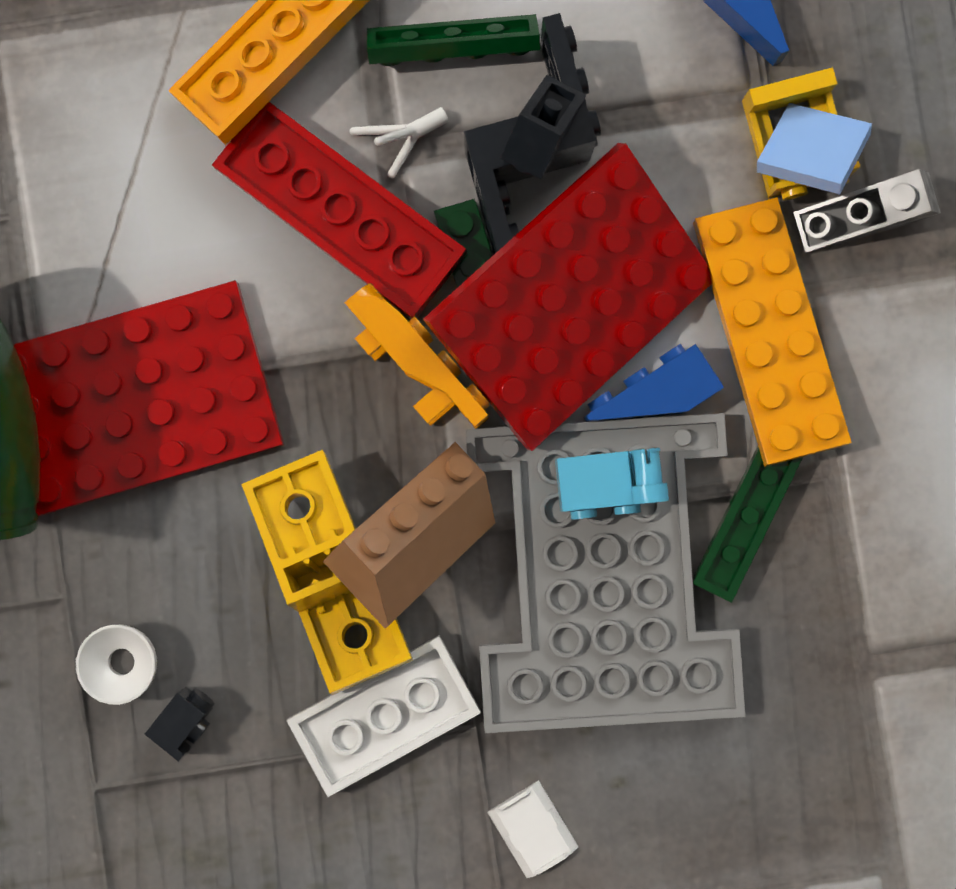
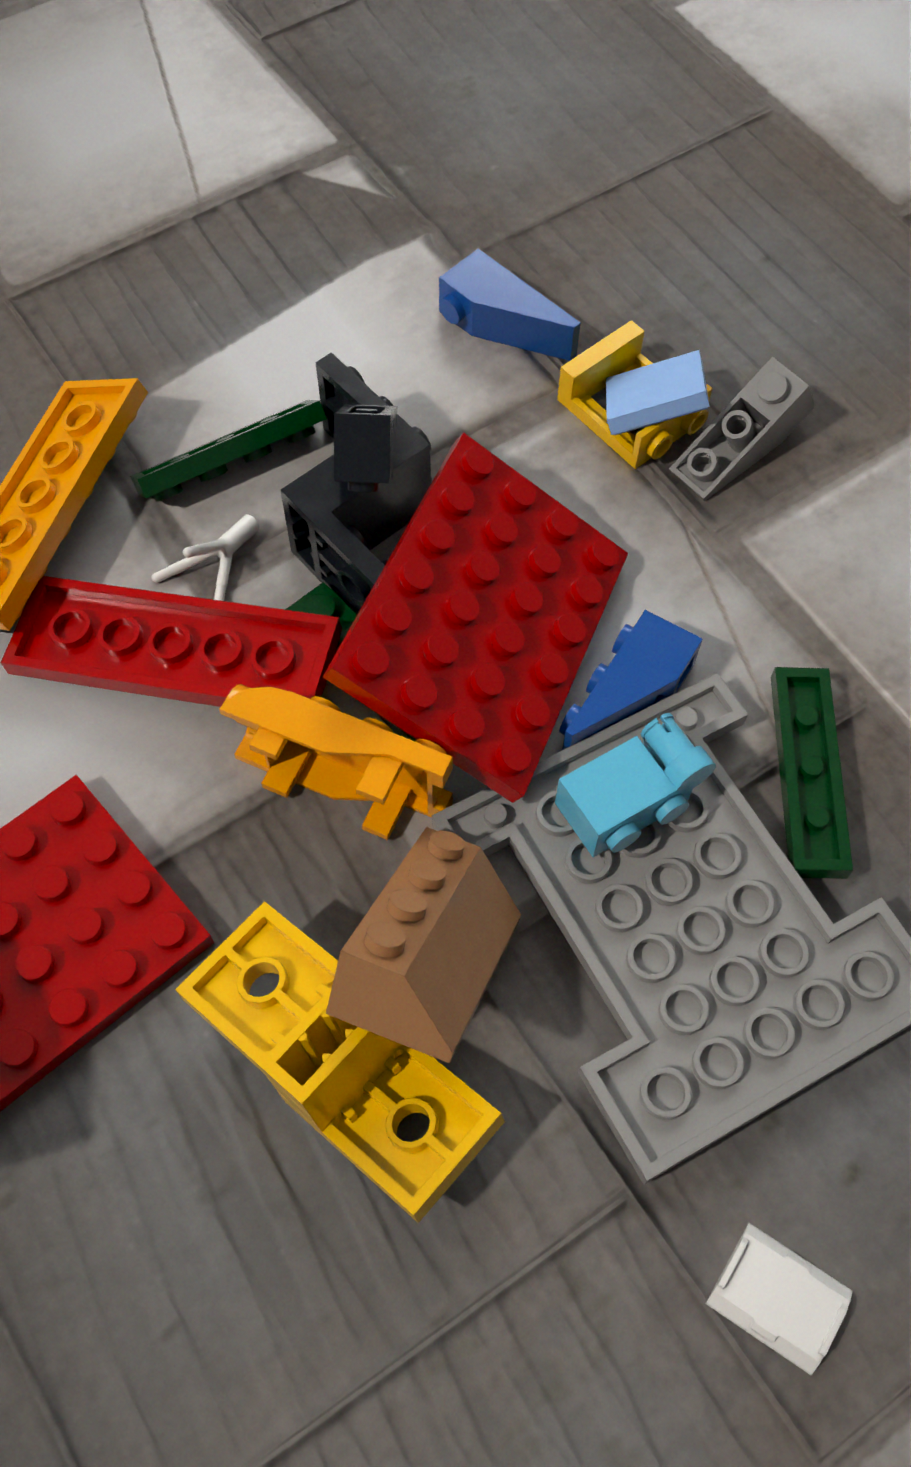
camera: 30 degrees left, 25 degrees down
(98, 675) = (55, 1328): white piece -> none
(181, 721) = (217, 1377): black brick -> none
(383, 717) = (498, 1232): white plate -> none
(771, 332) = (724, 581): light orange plate -> none

